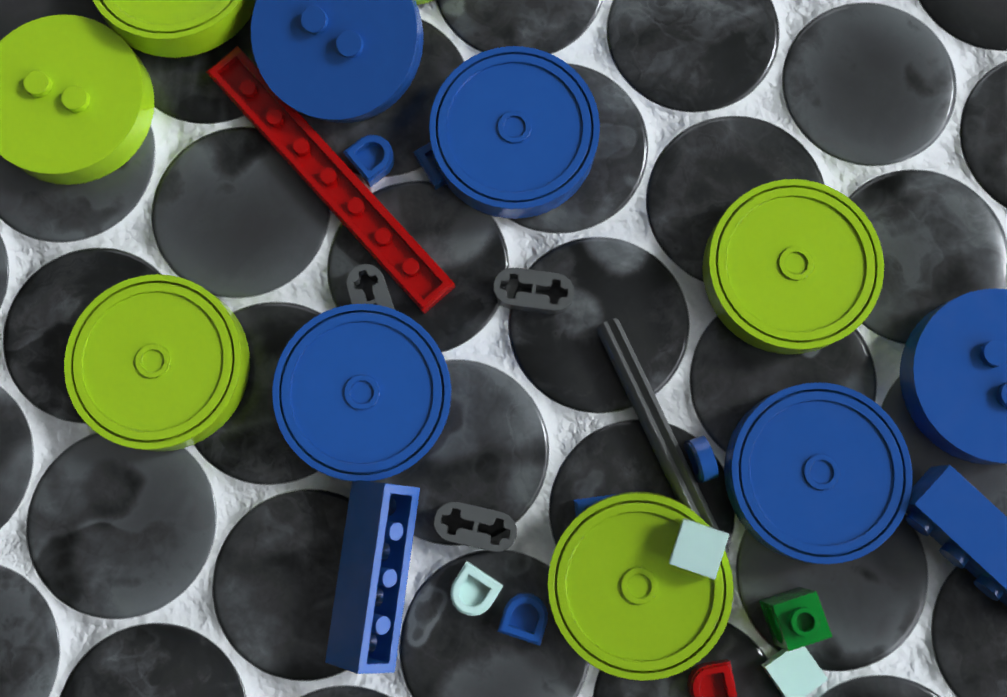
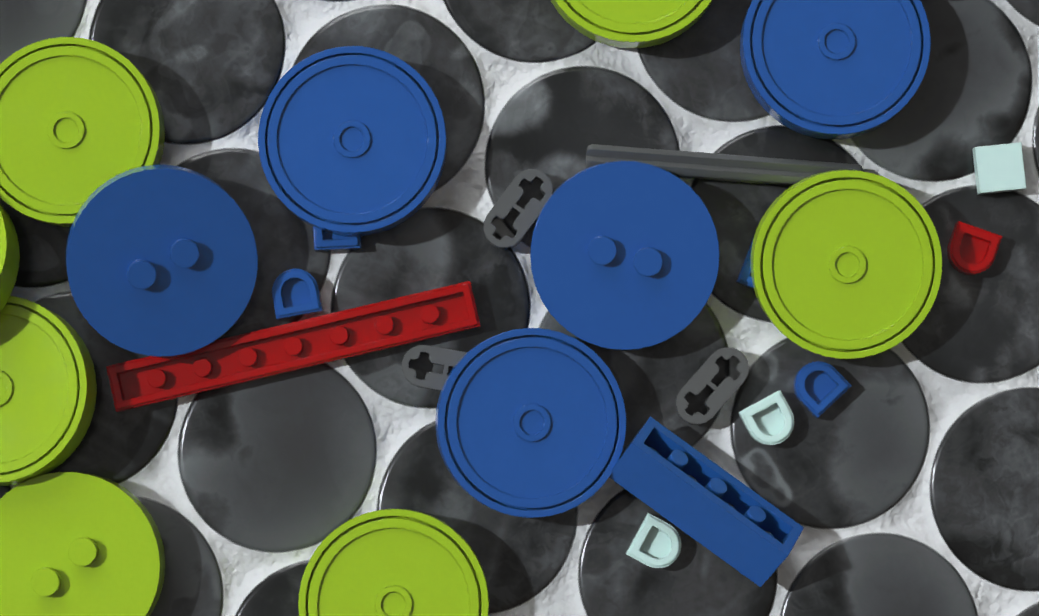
camera: 60 degrees left, 5 degrees up
(319, 551) = (655, 543): none -> light aqua tile
(542, 393) = (624, 255): none -> blue brick
(699, 548) = (843, 193): light aqua tile -> none
(701, 459) = (764, 142): blue tile -> none
(795, 618) = (952, 140): green brick -> none

